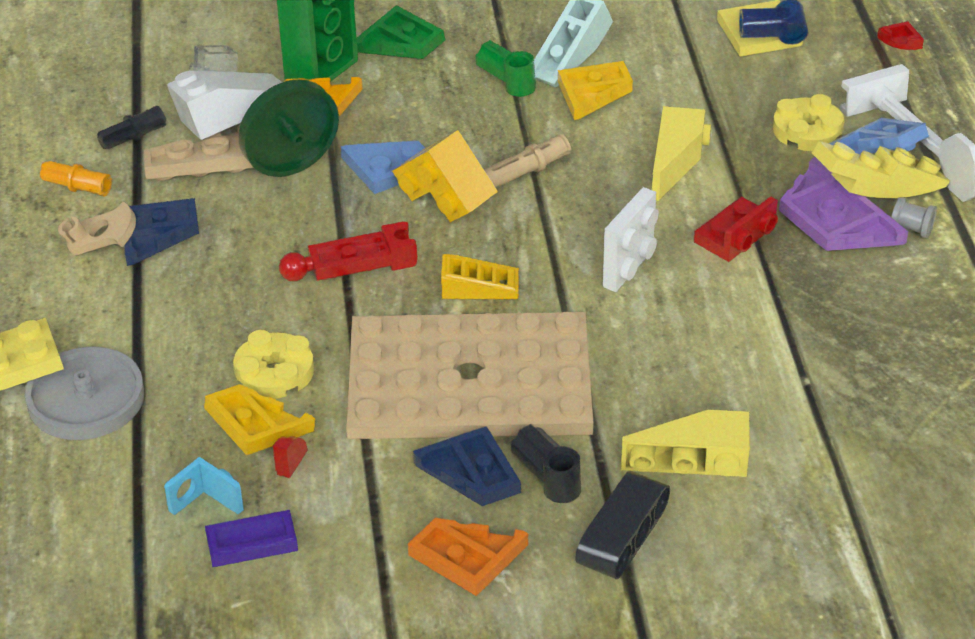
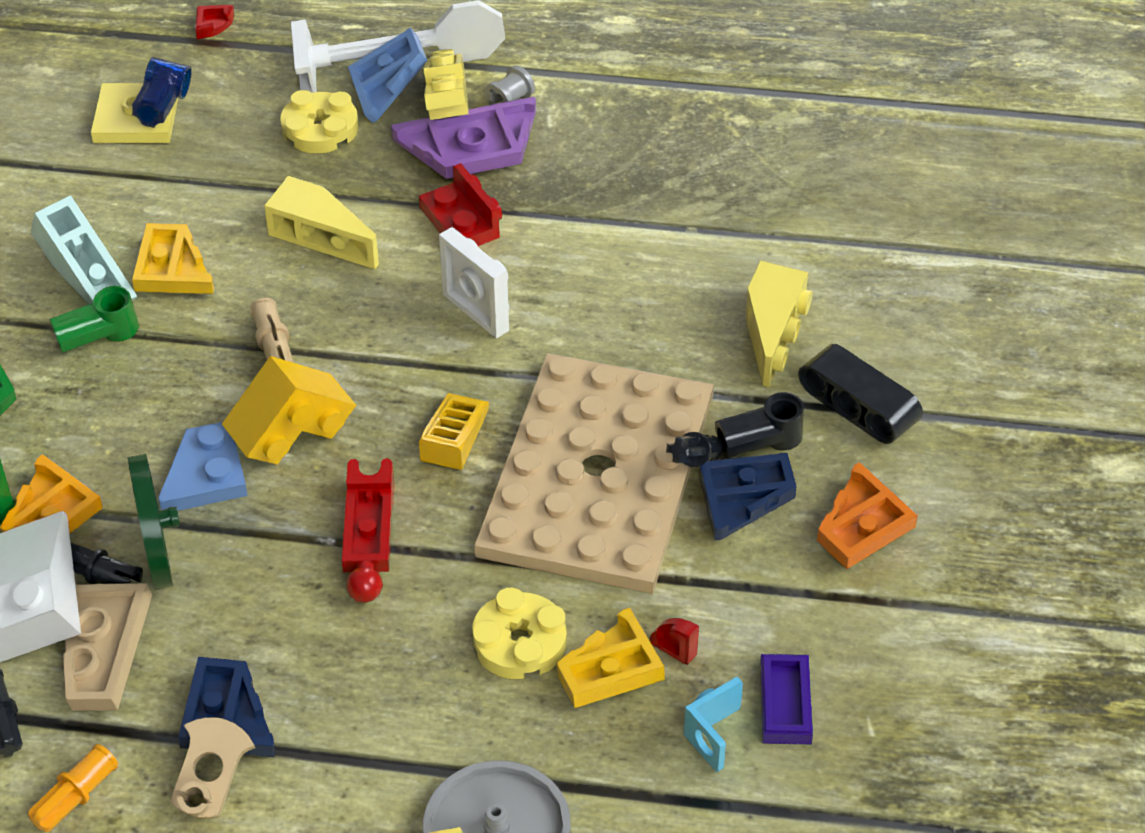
camera: 75 degrees left, 5 degrees up
(488, 411) = (695, 449): none -> black axle

